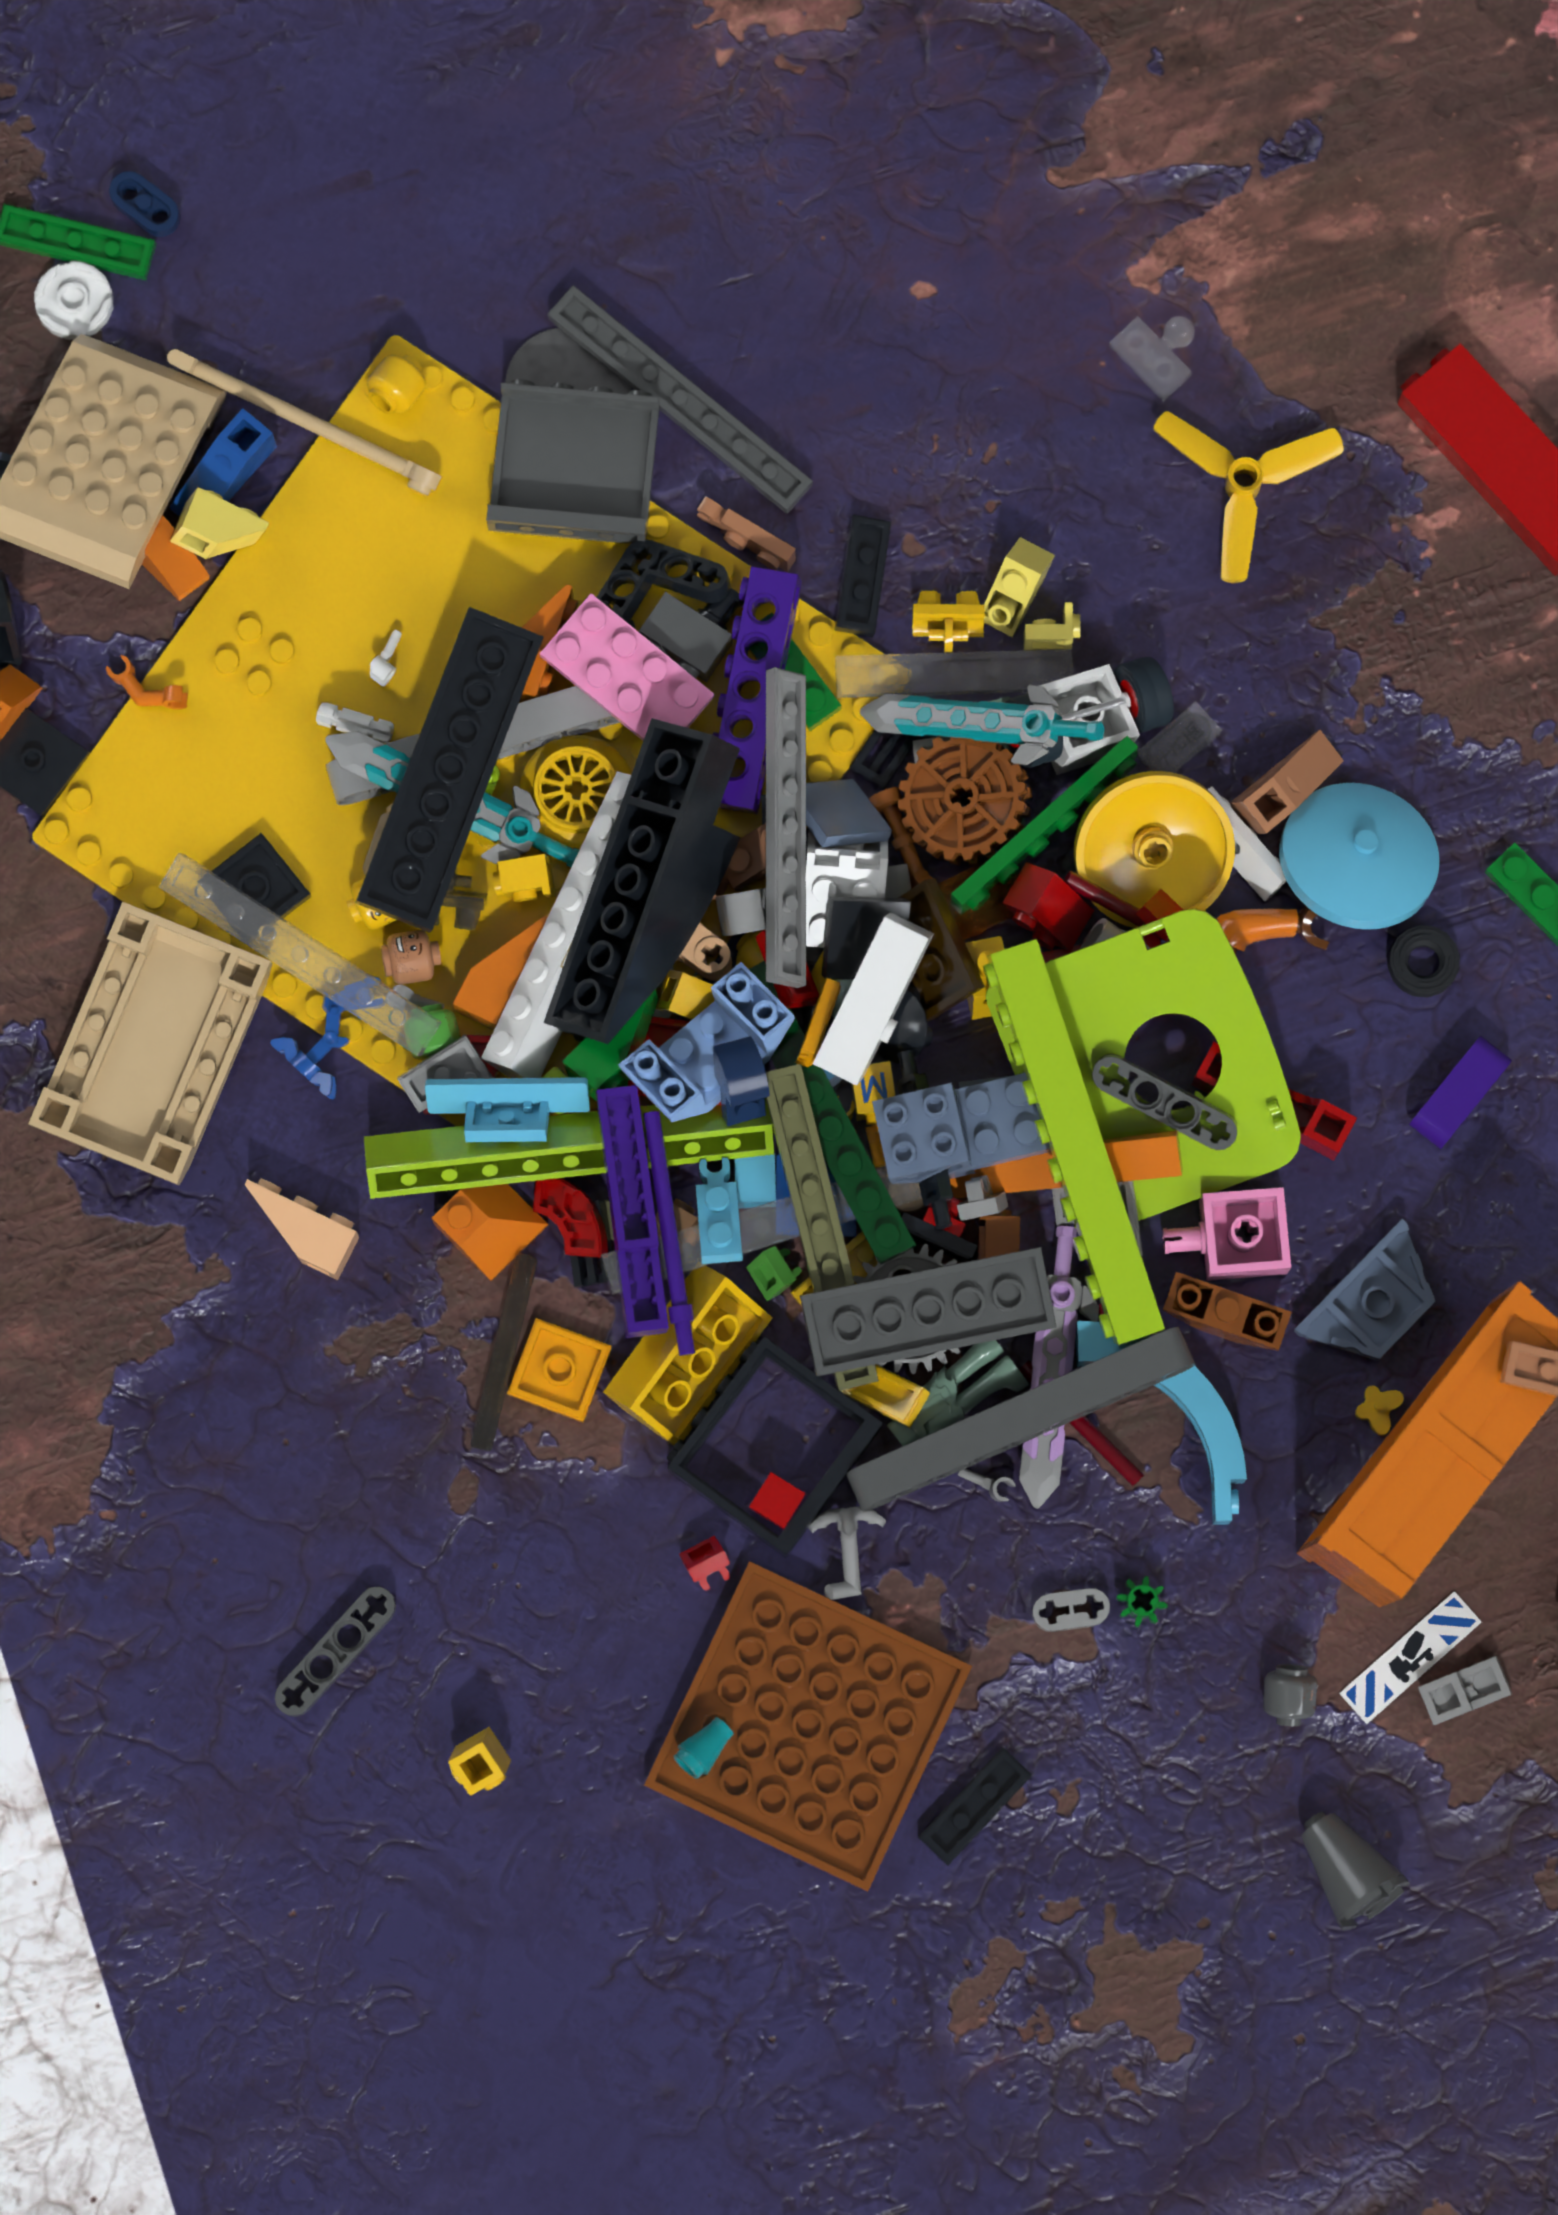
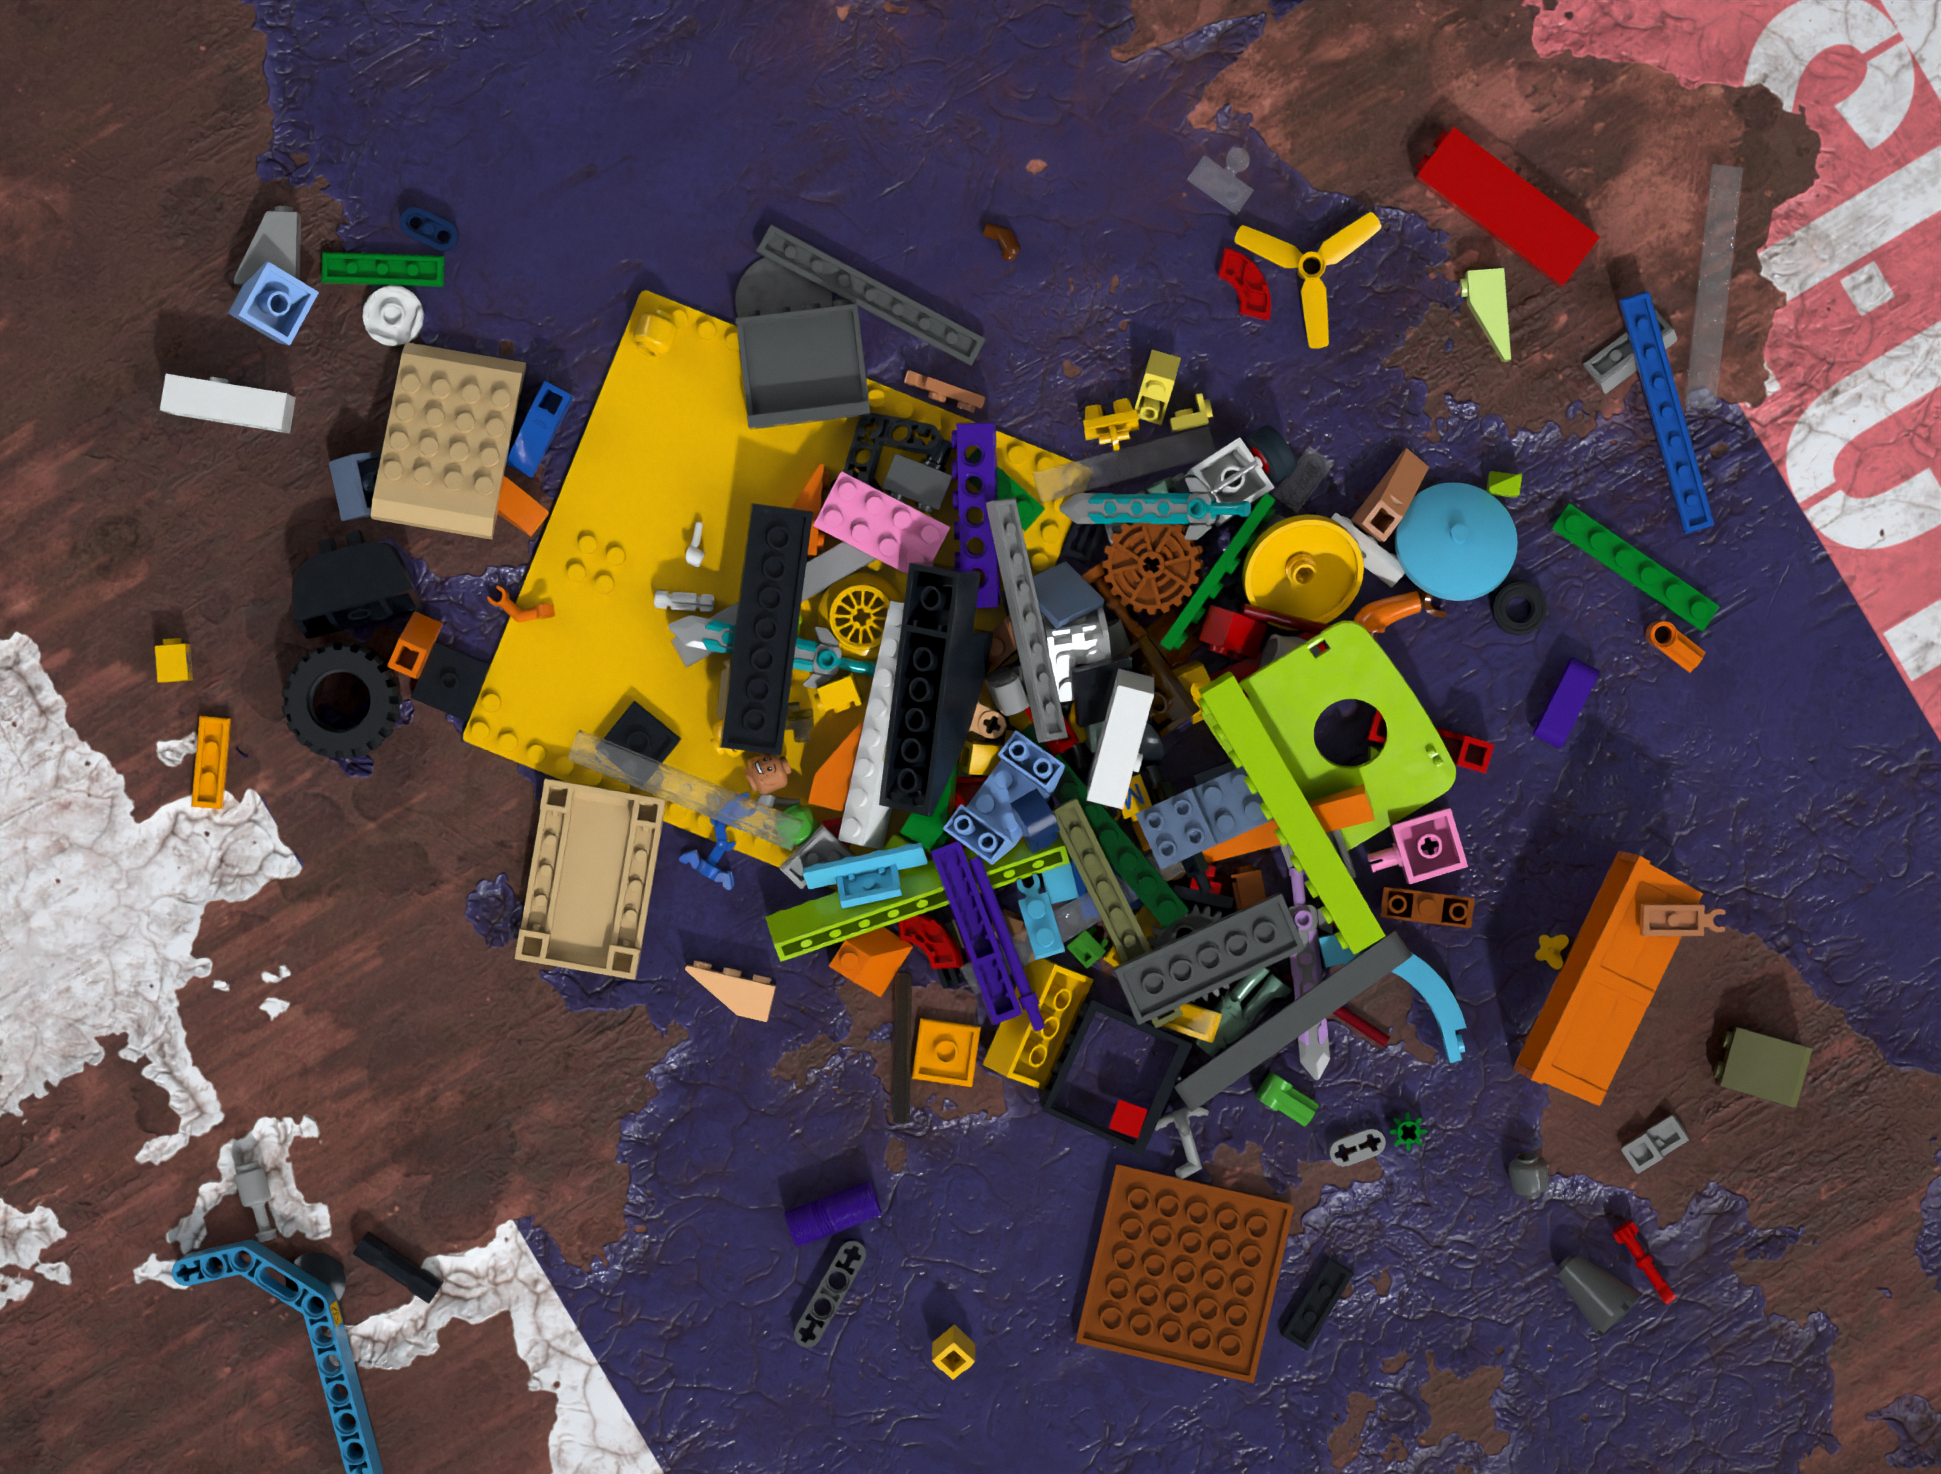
camera: 10 degrees left, 10 degrees up
(215, 526) = (543, 475): light yellow slope -> none
(377, 1541) = (843, 1210): none -> dark purple piece
(420, 477) = (690, 400): tan hinge -> none
(702, 1749) = (1113, 1309): teal cone -> none
(704, 1560) = (1083, 1170): red tile -> none
(818, 1023) = (1083, 763): light orange tile -> none
(862, 576) = (1039, 402): black tile -> none
(865, 366) = (1006, 240): none -> reddish brown arm
(981, 1199) = (1230, 864): light grey tile -> none
(983, 1518) = (1281, 1096): none -> bright green piece
(987, 1483) = (1279, 1067): light grey hand -> none
(1157, 908) = (1318, 617): red tile -> none
(1159, 485) = (1248, 284): none -> red tile
(1168, 1096) = (1352, 761): dark grey beam -> none
(1374, 1300) = (1532, 872): sand blue wing -> none
(1410, 1657) = (1610, 1127): white sticker -> none
(1420, 1842) = (1625, 1234): none -> red piece
(1436, 803) = (1504, 484): none -> lime slope
(1459, 572) = (1488, 302): none -> yellowish green slope

